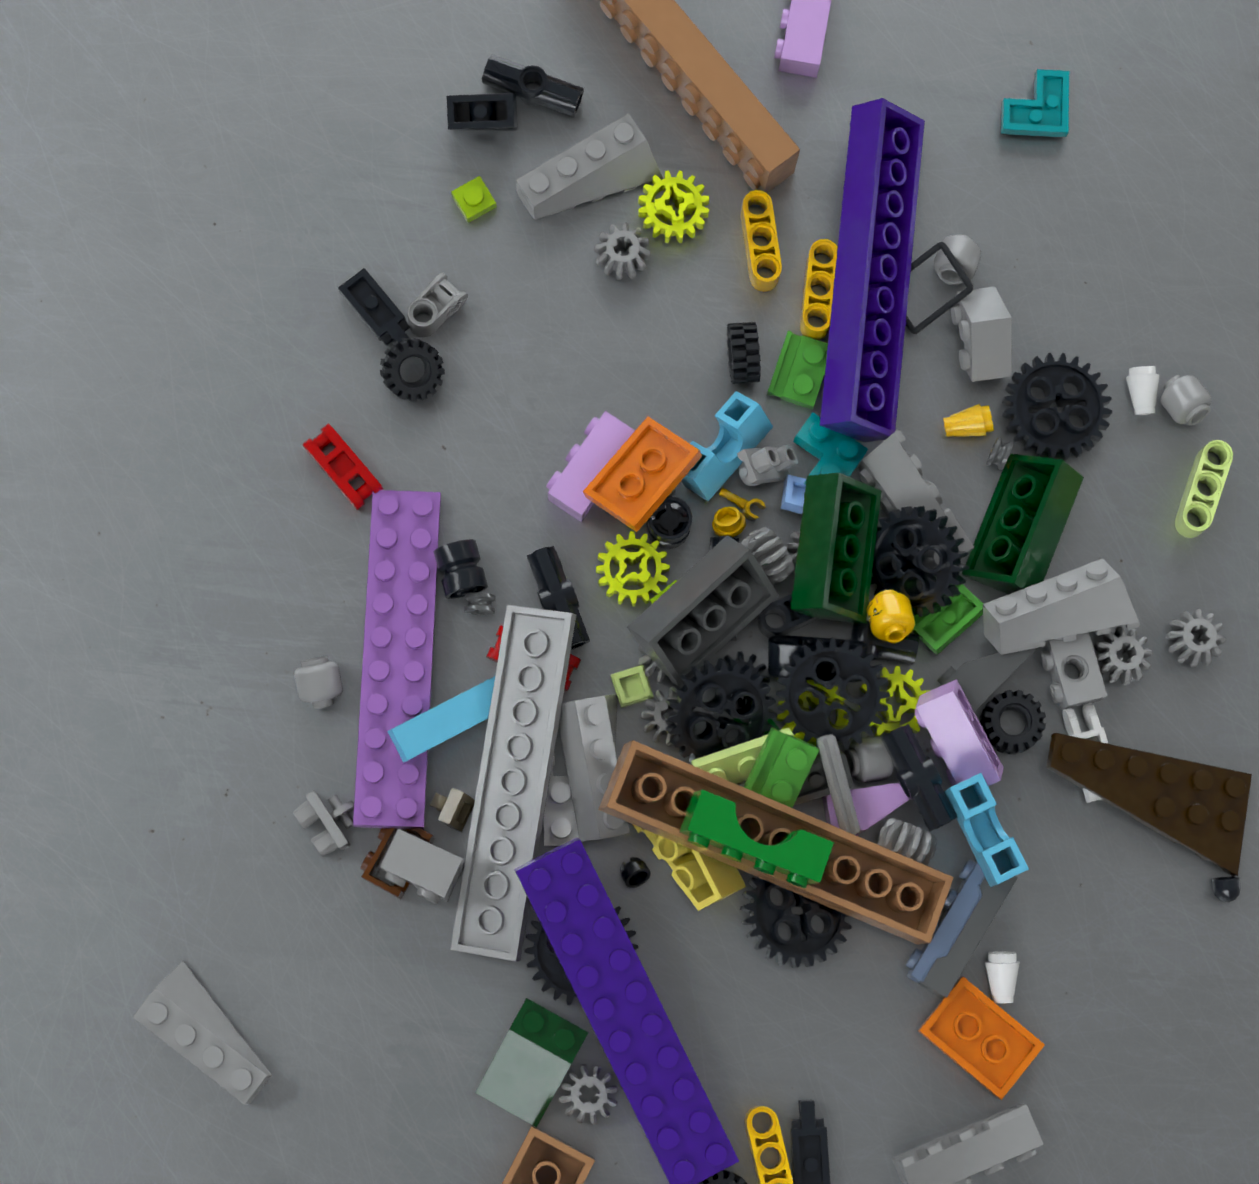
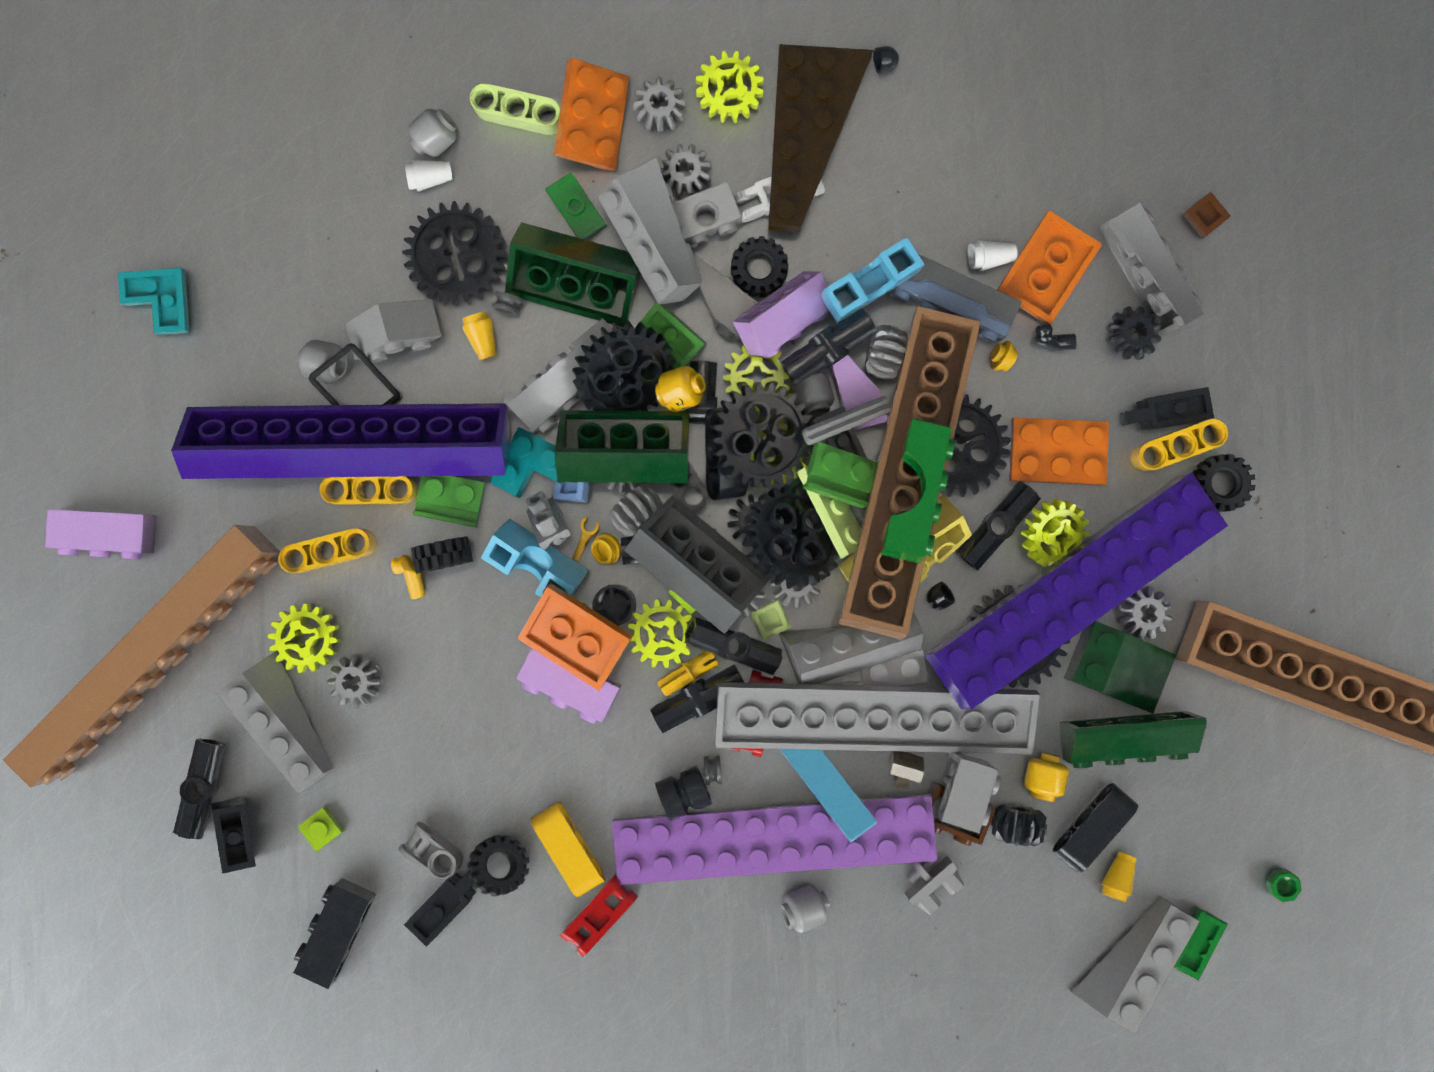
camera: 85 degrees left, 10 degrees up
(215, 1107) = (1201, 944): none -> green plate
(300, 1029) = (1120, 877): none -> yellow cone
(359, 1008) = (1095, 828): none -> black beam
(366, 198) = (333, 932): none -> black brick
(376, 921) = (1019, 825): none -> black gear
(417, 443) = (567, 849): none -> yellow beam
(422, 961) = (1046, 777): none -> yellow head
(453, 1058) = (1132, 737): none -> dark green slope
(586, 590) = (687, 673): none -> yellow axle
(600, 659) = (749, 653): none -> black piece
(700, 995) = (1054, 531): none -> neon yellow gear
(719, 322) = (414, 581): none -> yellow arm
(721, 961) = (1012, 510): none -> black piece
(777, 1024) = (1059, 451): none -> orange plate
(889, 974) = (1003, 356): none -> yellow plate
(898, 1033) = (1054, 342): none -> black arm
(910, 1116) = (1122, 338): none -> black gear
(1094, 538) = (576, 207): none -> green plate
(1190, 564) = (591, 115): none -> orange plate
(1220, 721) = (739, 95): none -> neon yellow gear

